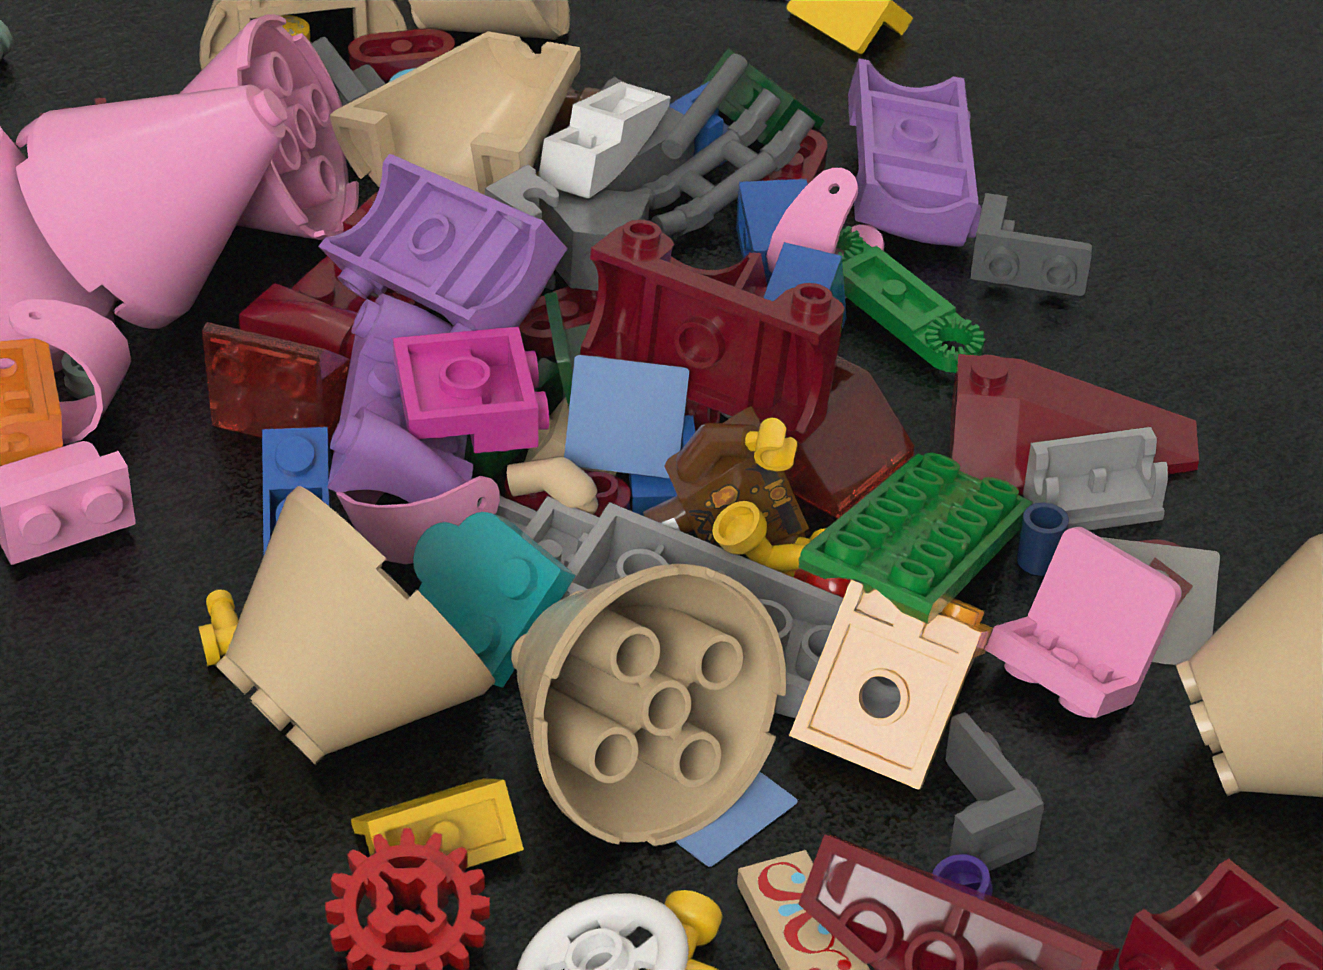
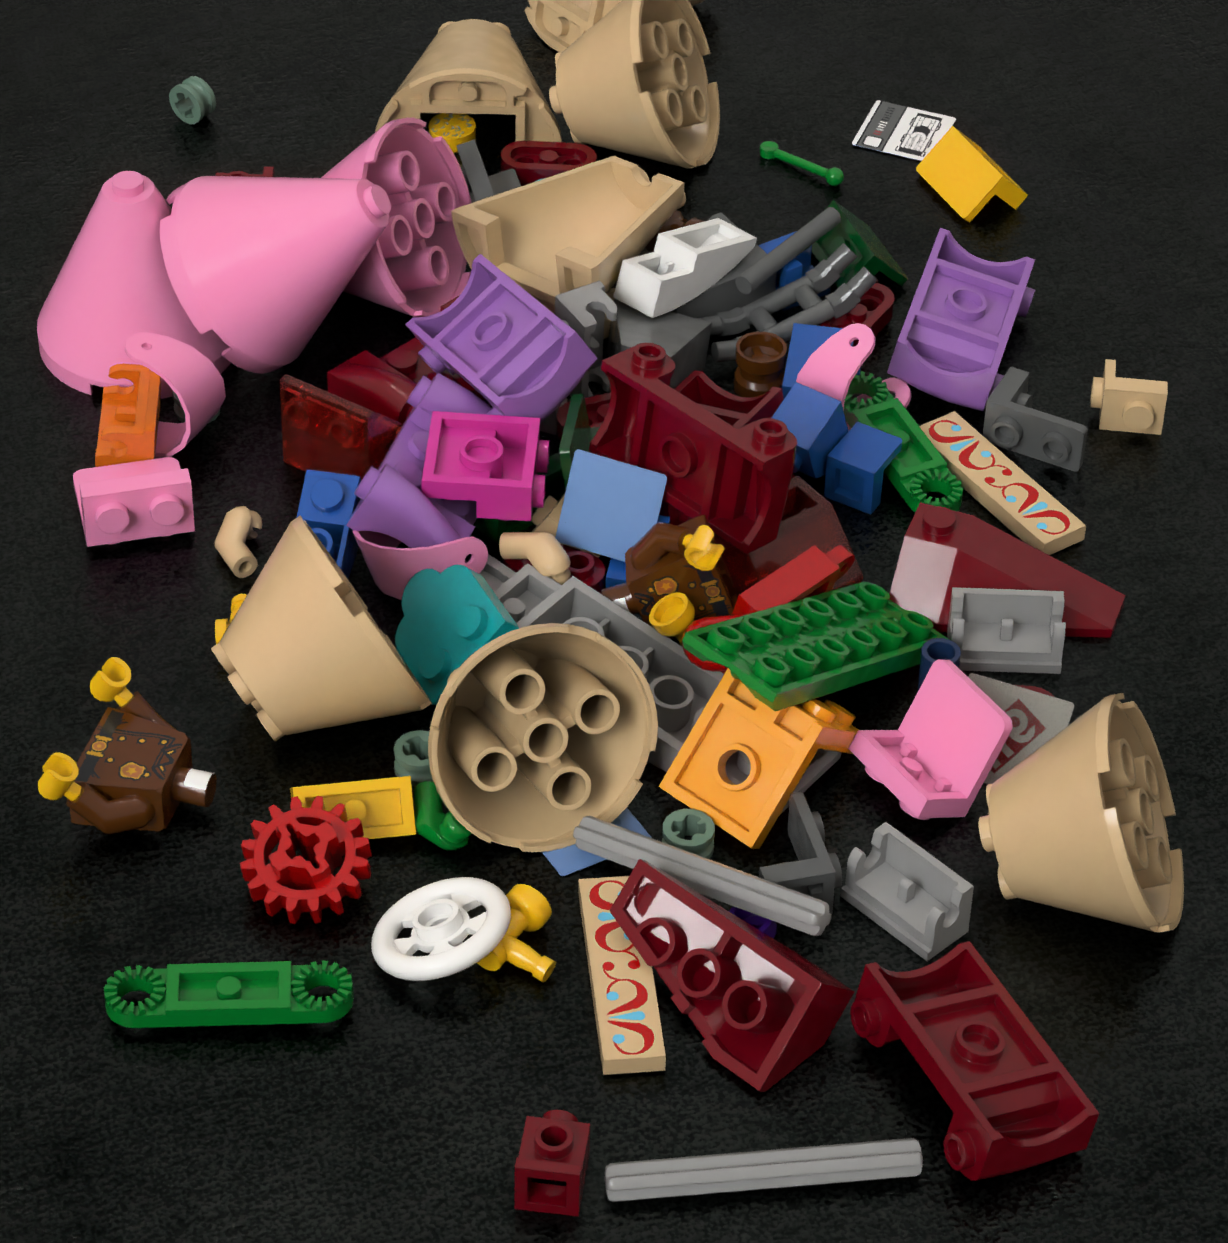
camera: 15 degrees right, 0 degrees up
(152, 830) = (131, 766): none -> reddish brown torso
(184, 529) = (231, 540): none -> tan arm
(498, 737) = (406, 753): none -> sand green bush
(543, 834) = (433, 823): none -> green arm
(628, 10) = (771, 150): none -> green hinge
(713, 233) = (759, 363): none -> reddish brown wheel
(838, 808) = (690, 823): none -> sand green bush
(859, 473) = (798, 579): none -> red piece
(870, 324) = (858, 465): none -> blue panel
(891, 836) = (705, 876): none -> light grey axle
(1021, 324) = (1003, 486): none -> tan tile
(1111, 213) = (1128, 402): none -> tan bracket
(1122, 809) = (908, 892): none -> light grey hinge

